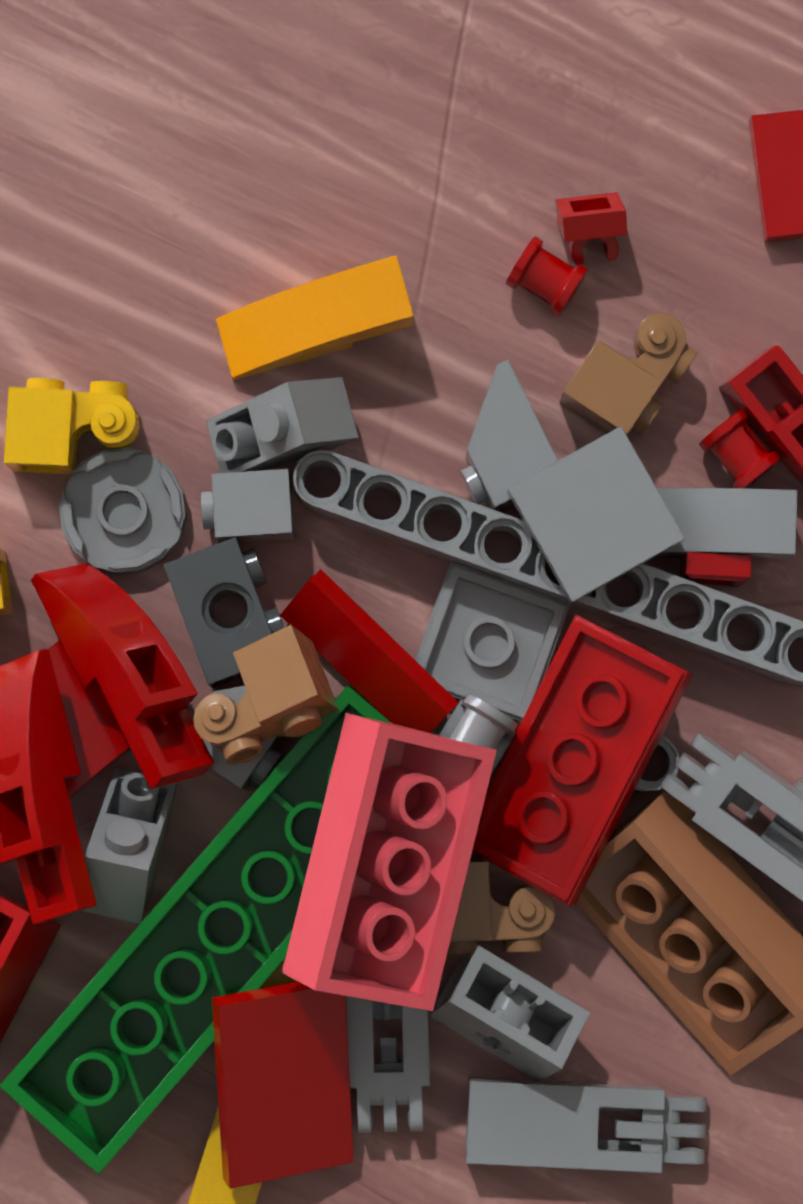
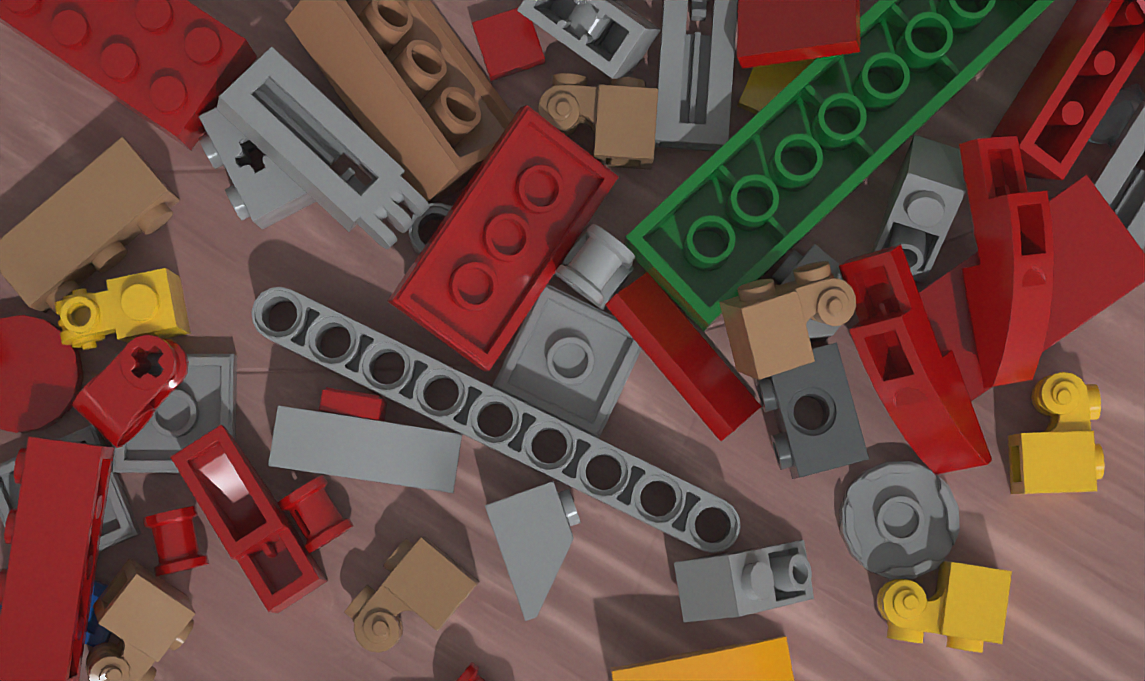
camera: 175 degrees left, 0 degrees up
(250, 506) = (781, 508): light grey brick -> none
(388, 863) = (689, 151): coral slope -> none
(596, 514) = (459, 461): light grey tile -> none
(596, 983) = (508, 43): none -> red tile

